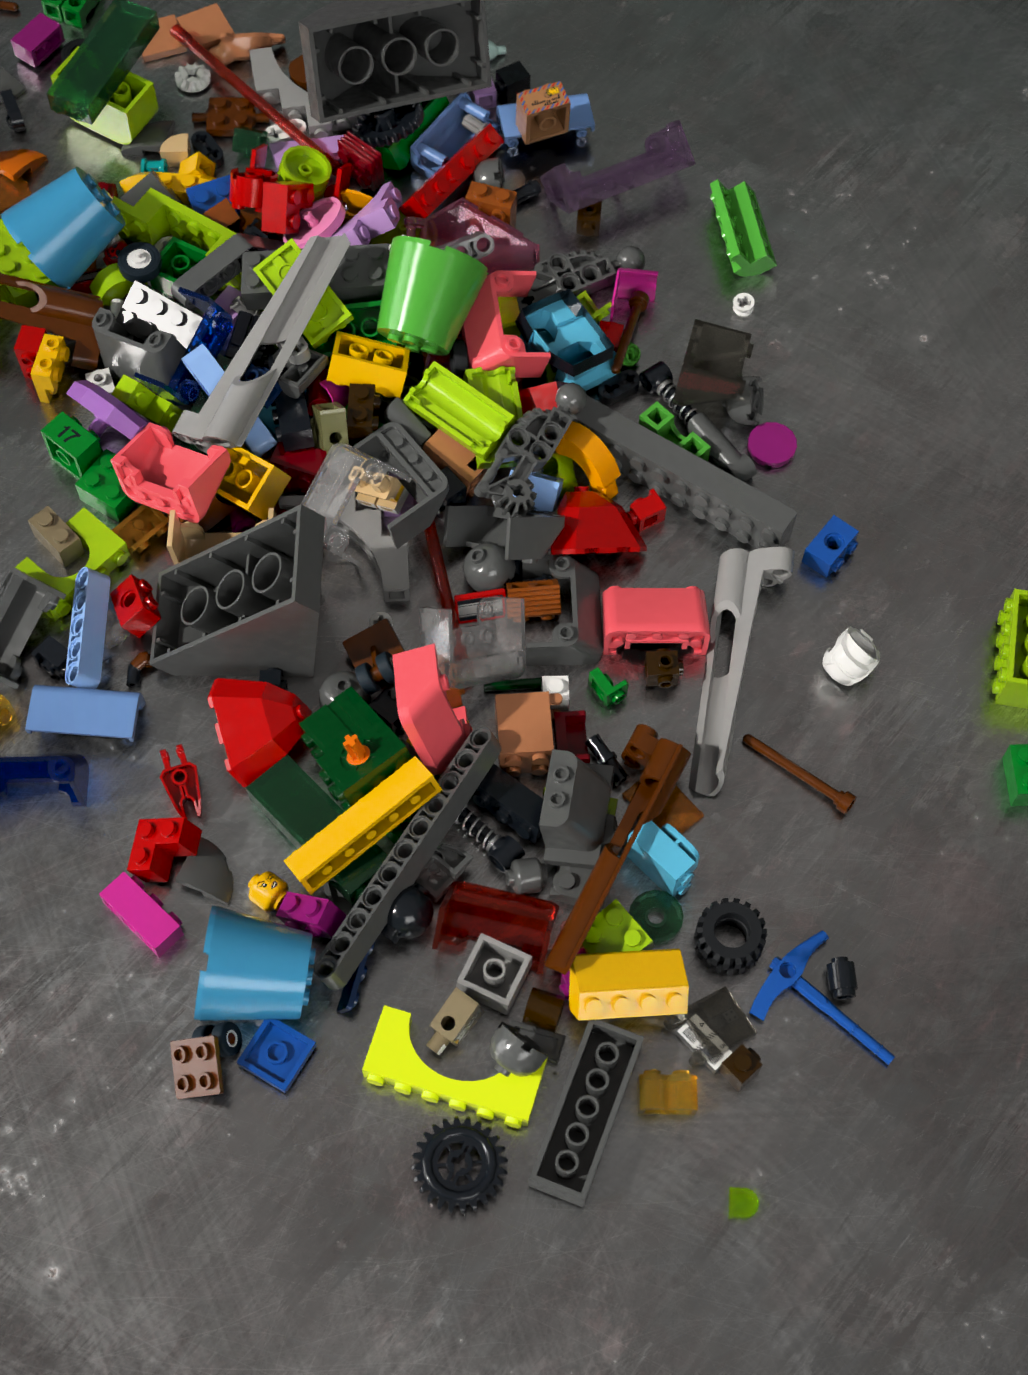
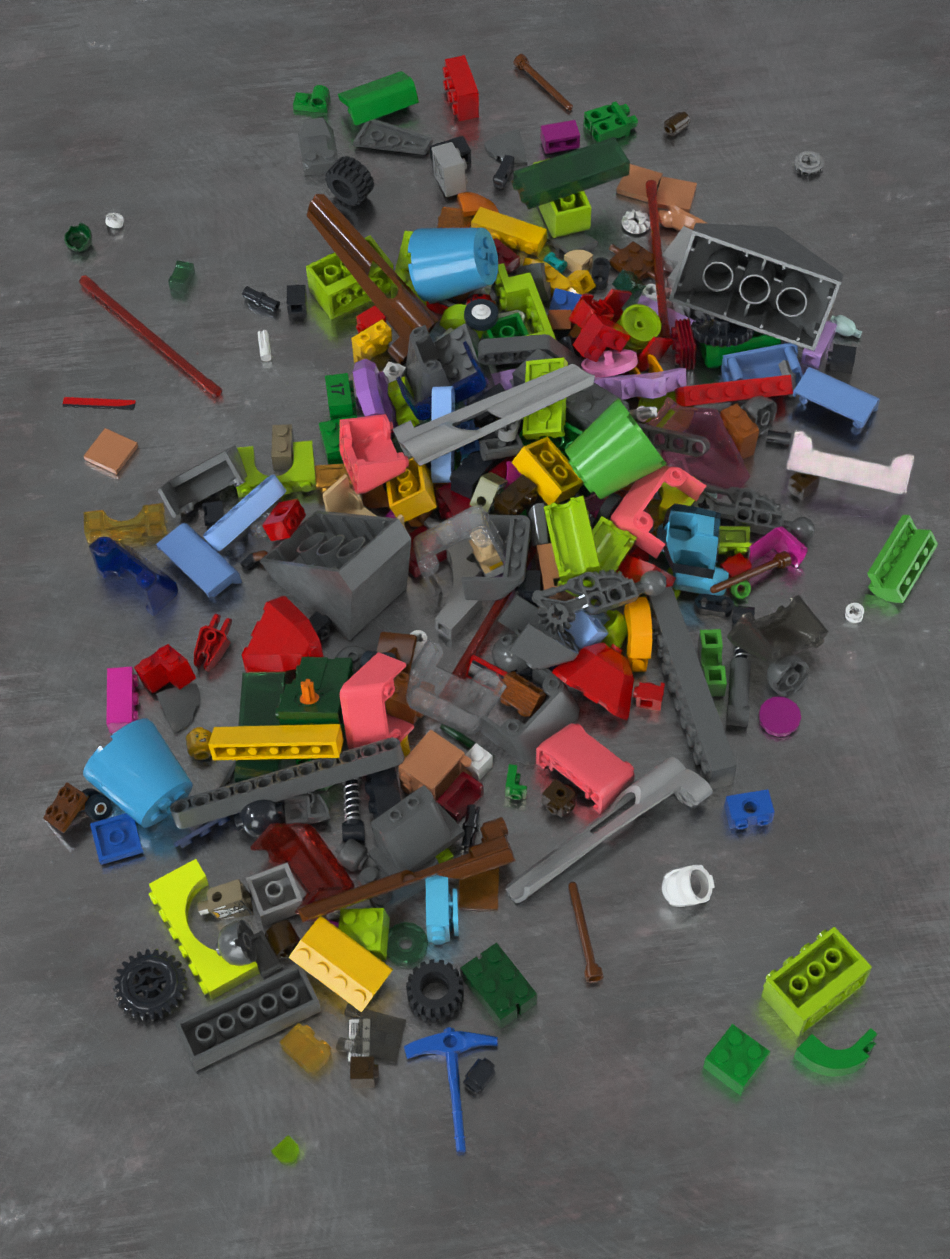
camera: 45 degrees right, 5 degrees down
(99, 159) = (511, 231): none -> yellow brick
(310, 914) = (204, 772): magenta brick -> none
(542, 112) = (826, 389): medium nougat brick -> none
(780, 882) = (498, 985): none -> dark green piece

